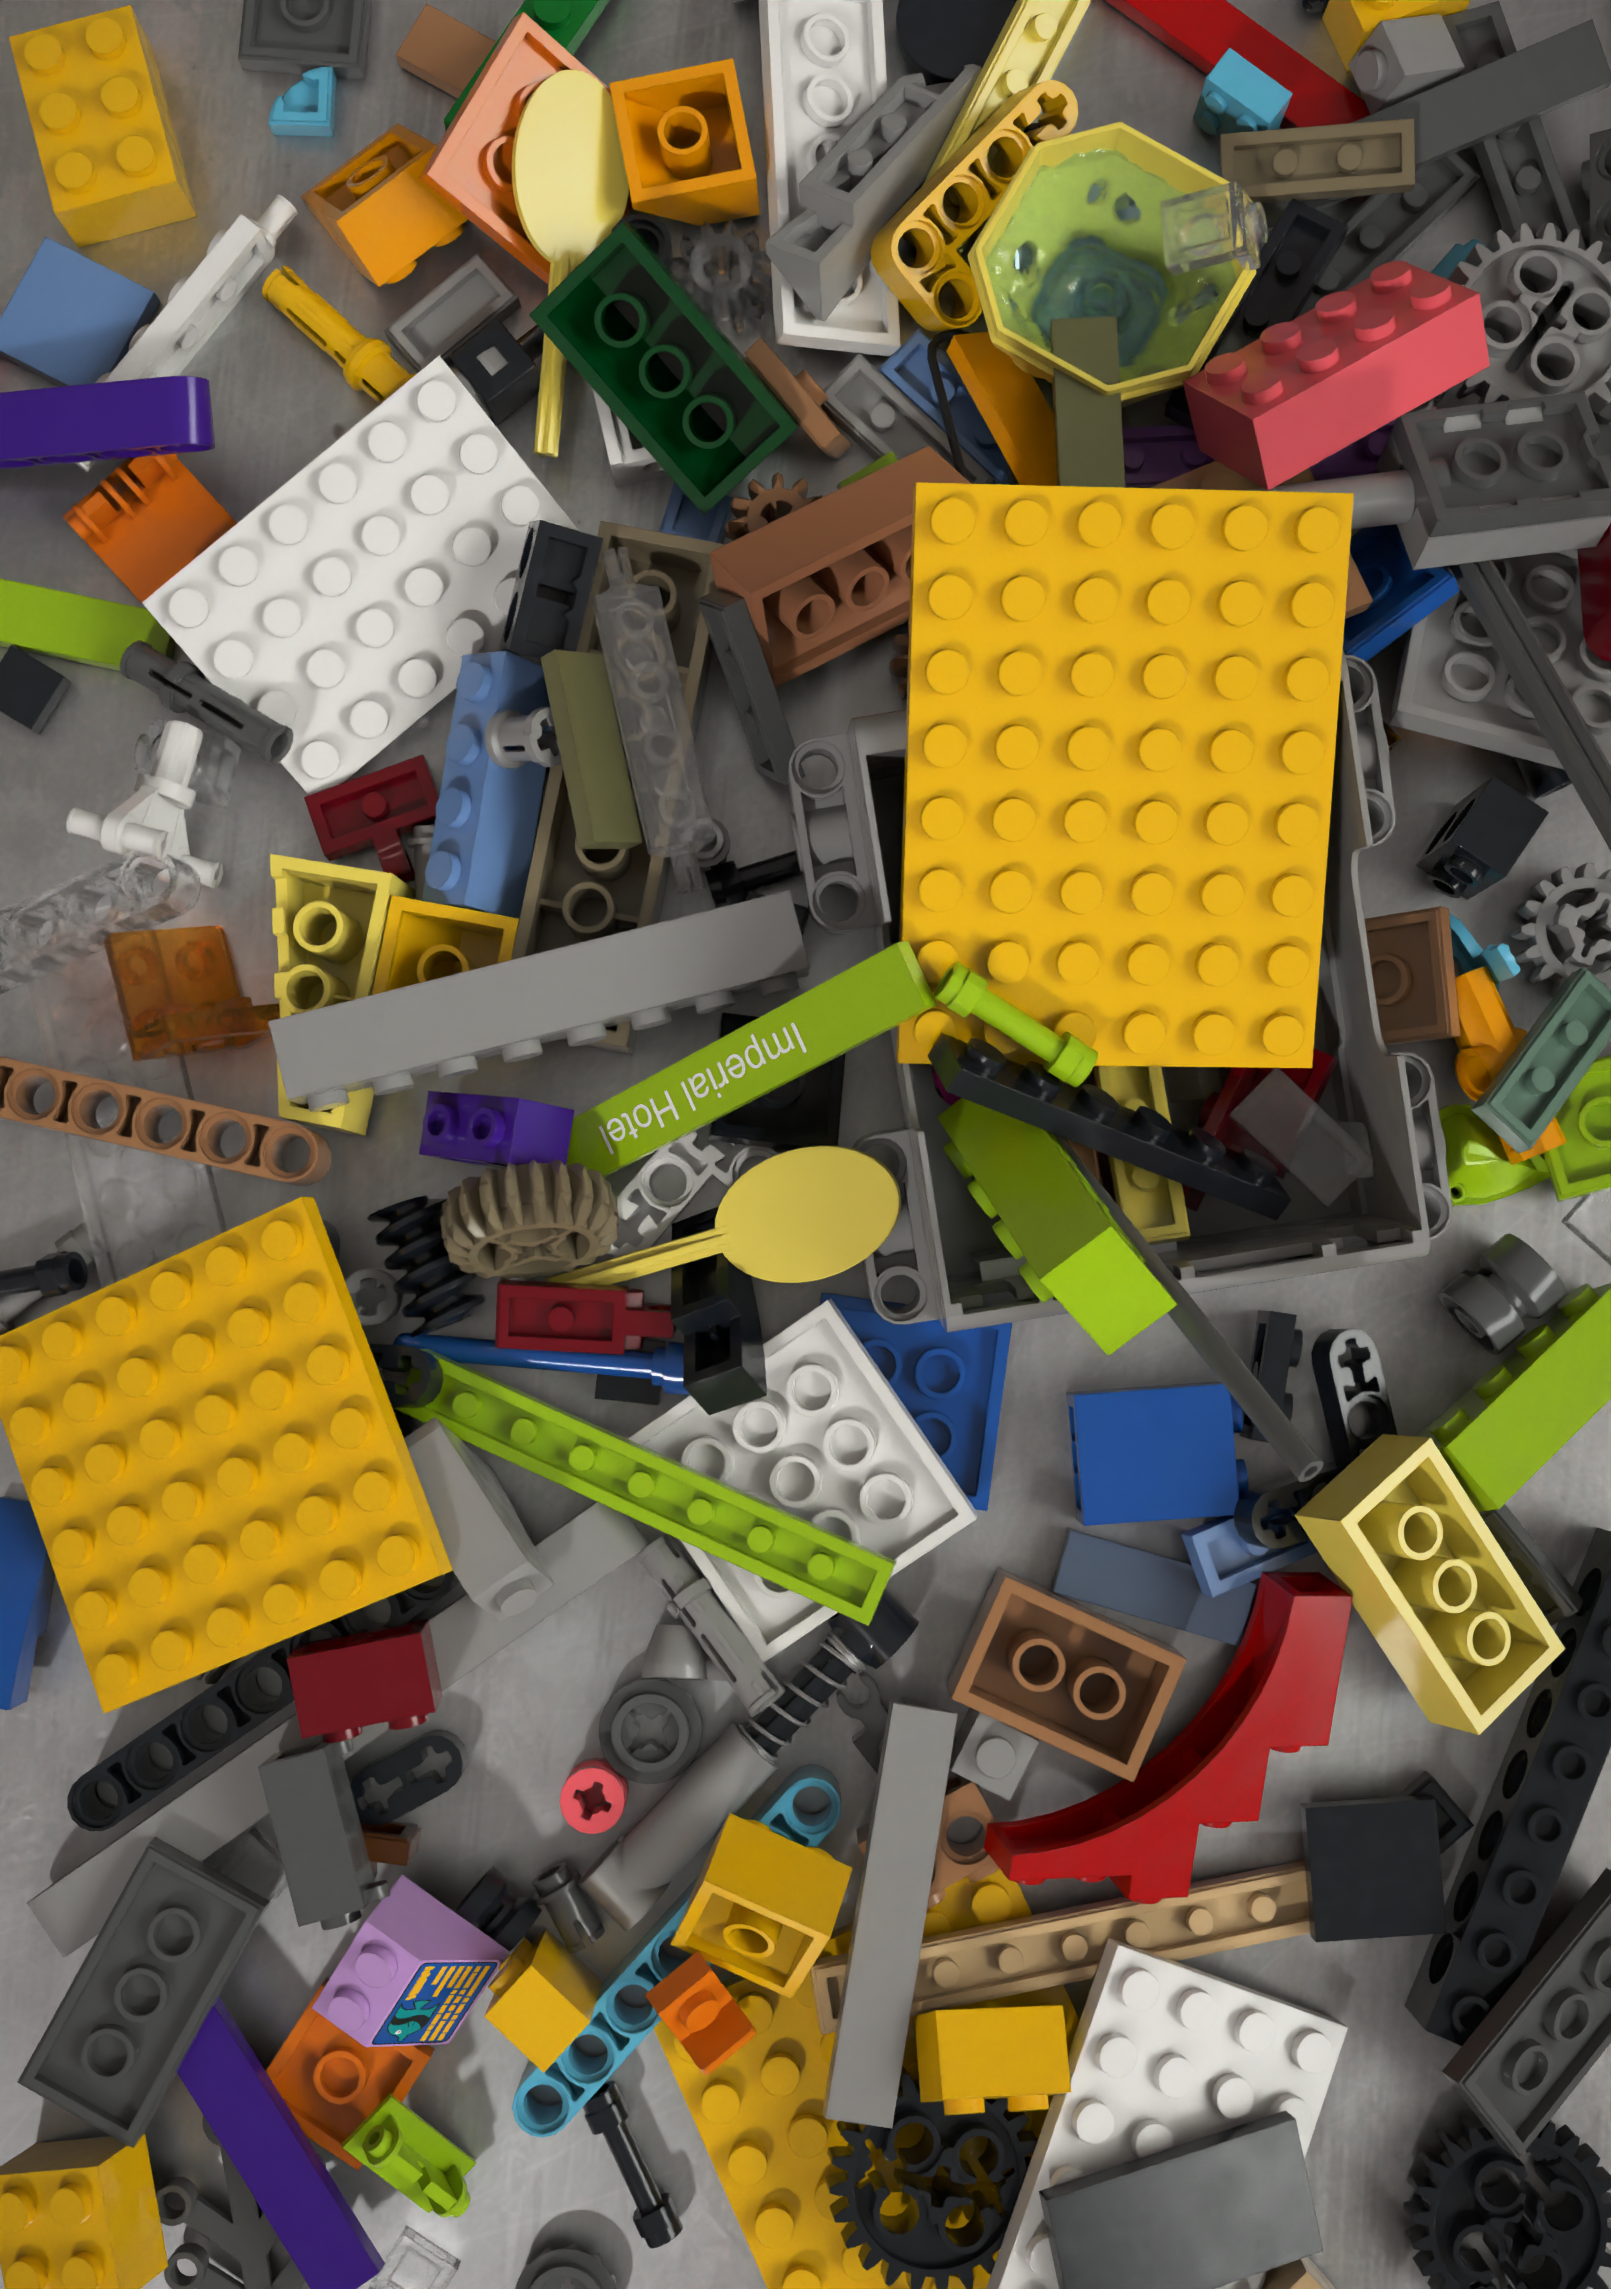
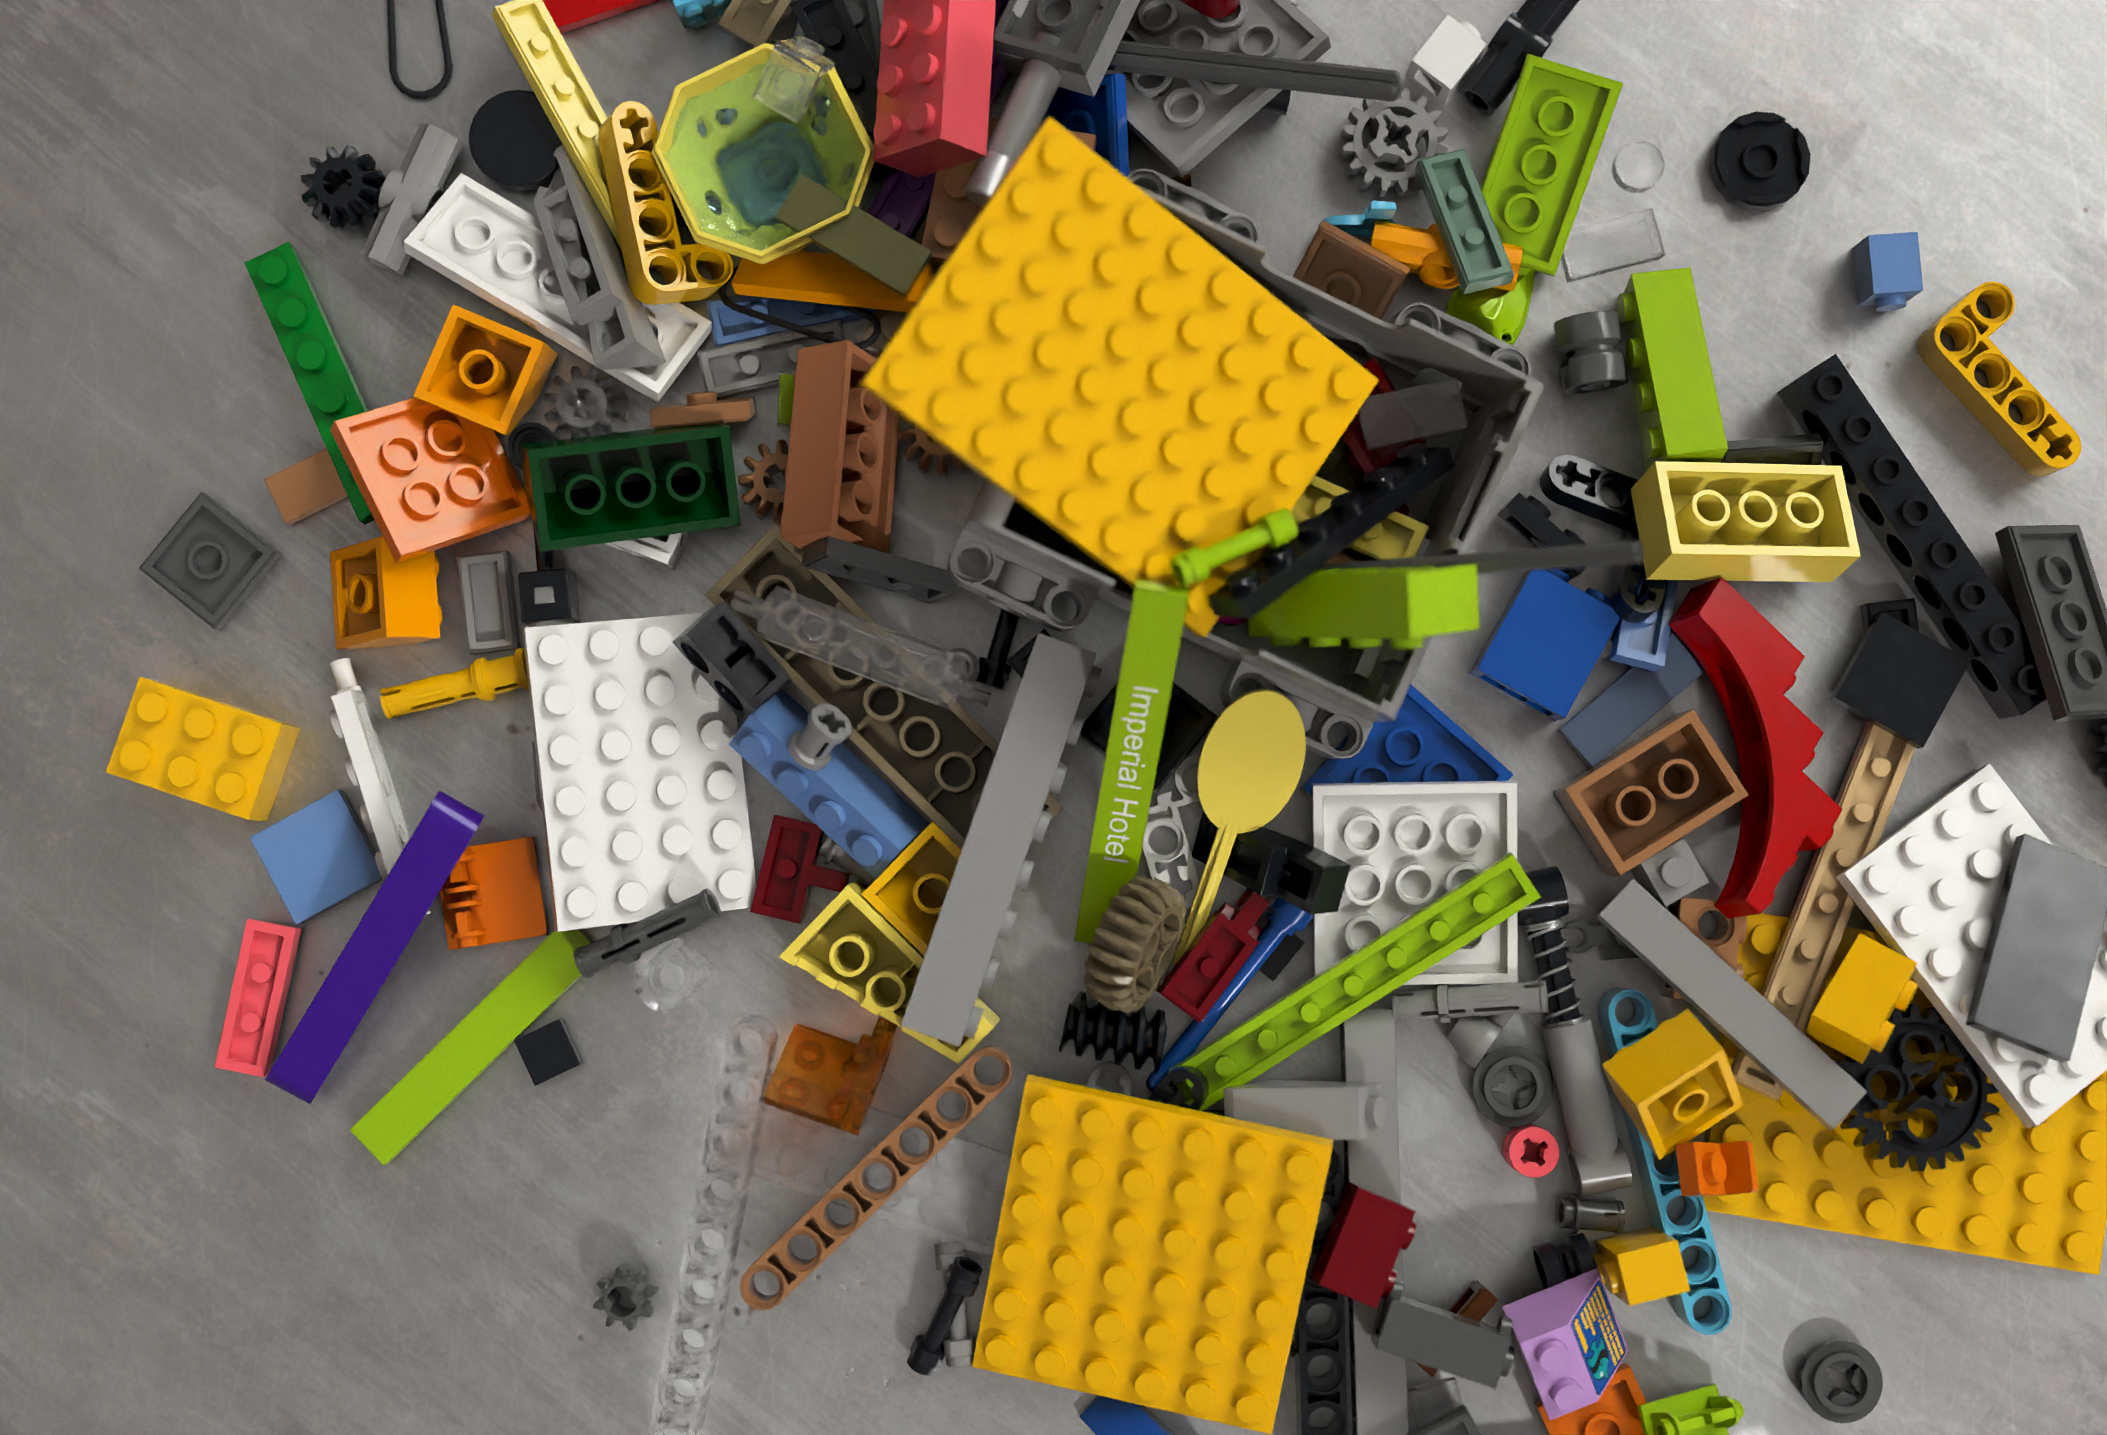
camera: 55 degrees left, 0 degrees up
(154, 815) = (708, 1021): white axle -> none
(307, 106) = (277, 604): medium azure tile -> none
(414, 1790) = (1451, 1265): black beam -> none
(494, 1130) = (1060, 929): dark purple brick -> none
(568, 198) = (473, 475): light yellow piece -> none
(591, 750) = (857, 700): olive tile -> none
(655, 2212) = (1822, 1286): black bar -> none
(686, 519) = (736, 541): medium blue tile -> none
(1481, 840) = (1292, 169): black brick -> none

